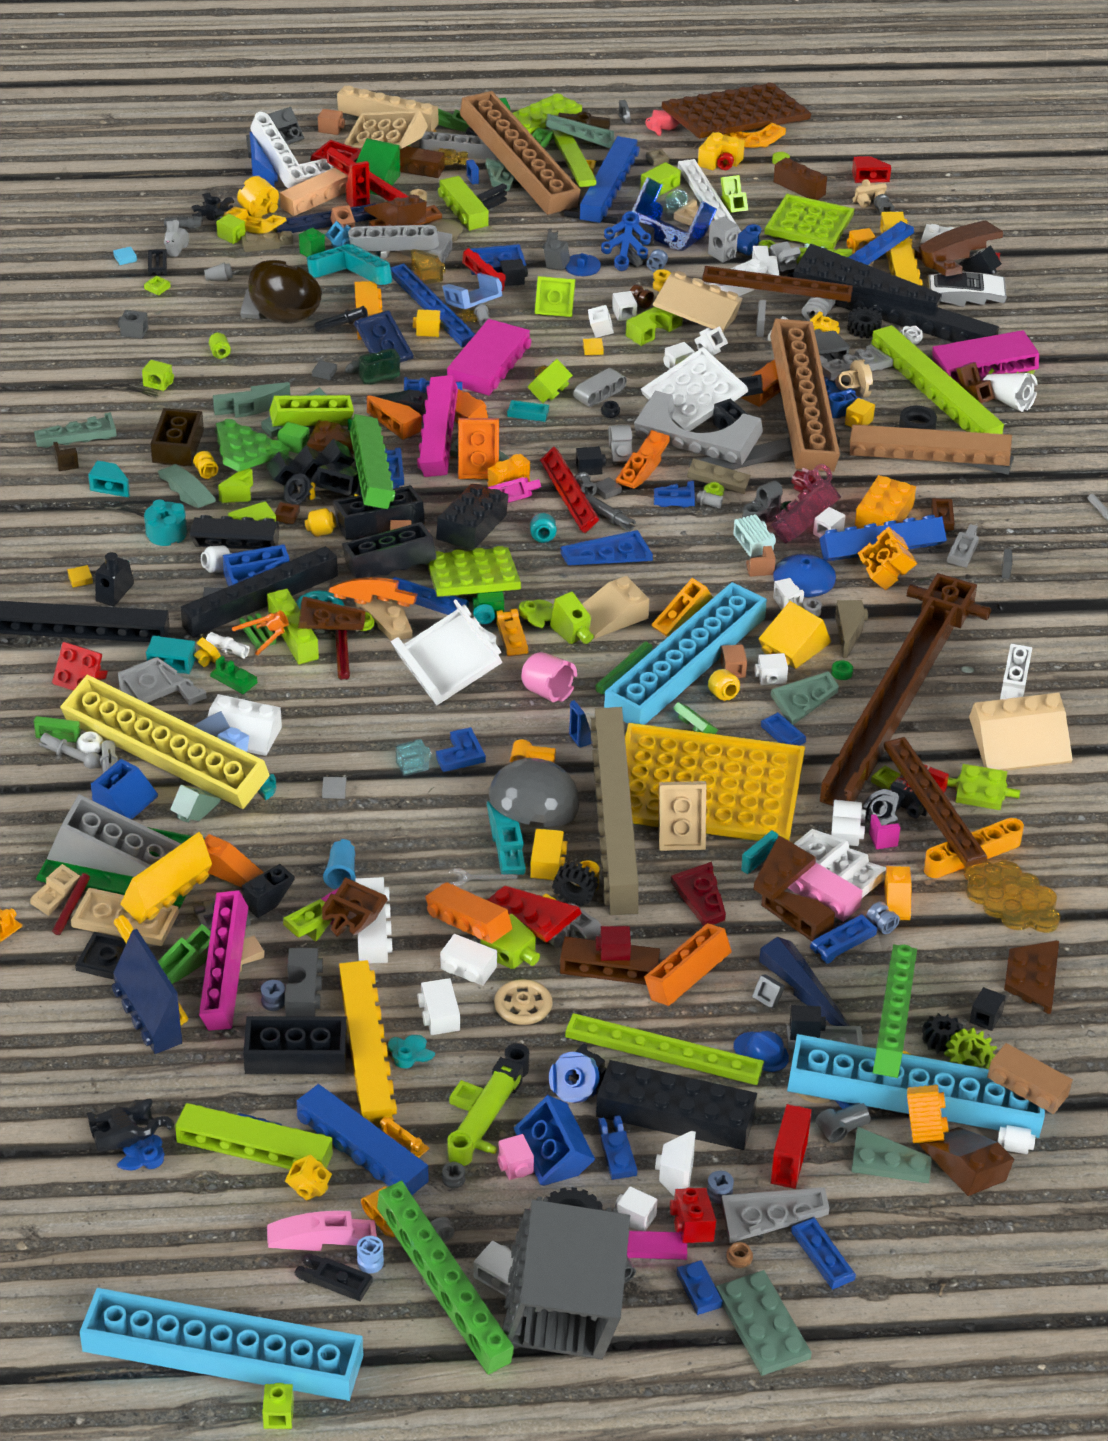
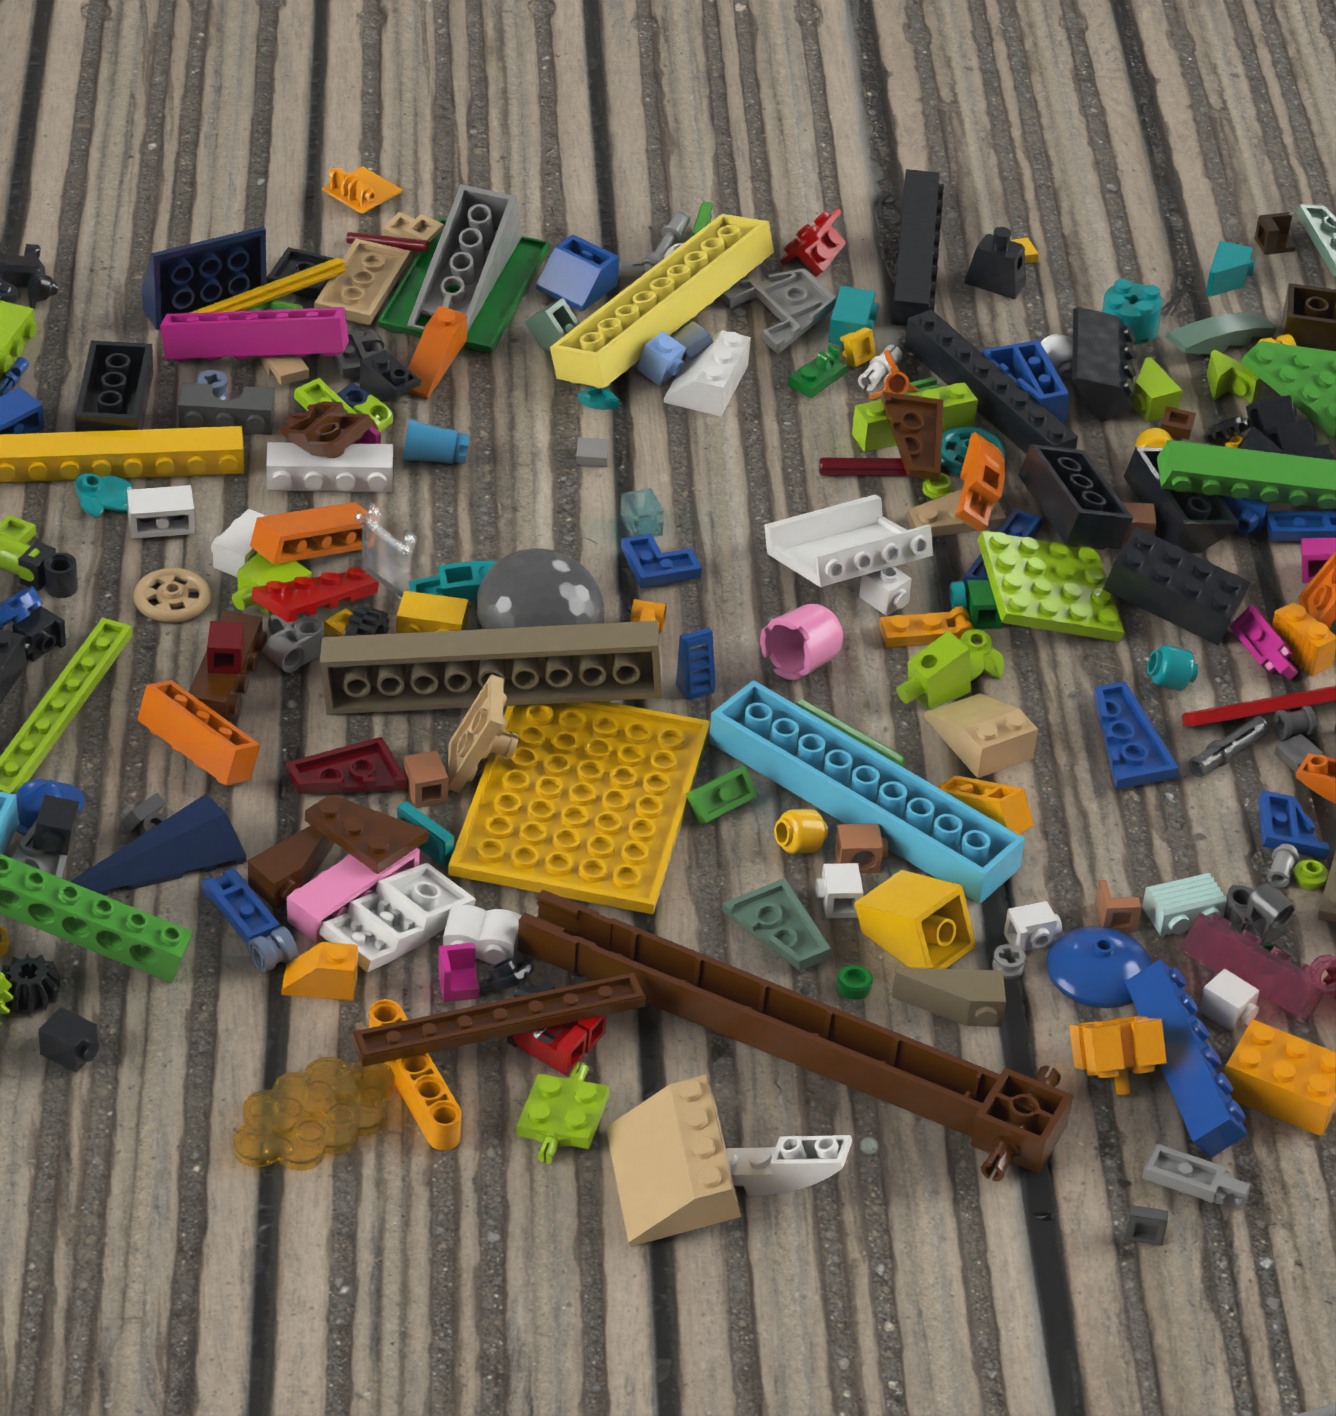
camera: 90 degrees right, 0 degrees up
(167, 879) = (387, 282): yellow slope -> none
(297, 901) = (365, 403): none -> lime leg
(705, 851) = (426, 779): none -> nougat brick
(783, 730) = (703, 897): blue tile -> none
(944, 509) = (1285, 1160): reddish brown plate -> none
(1033, 973) = (140, 1113): reddish brown wing -> none

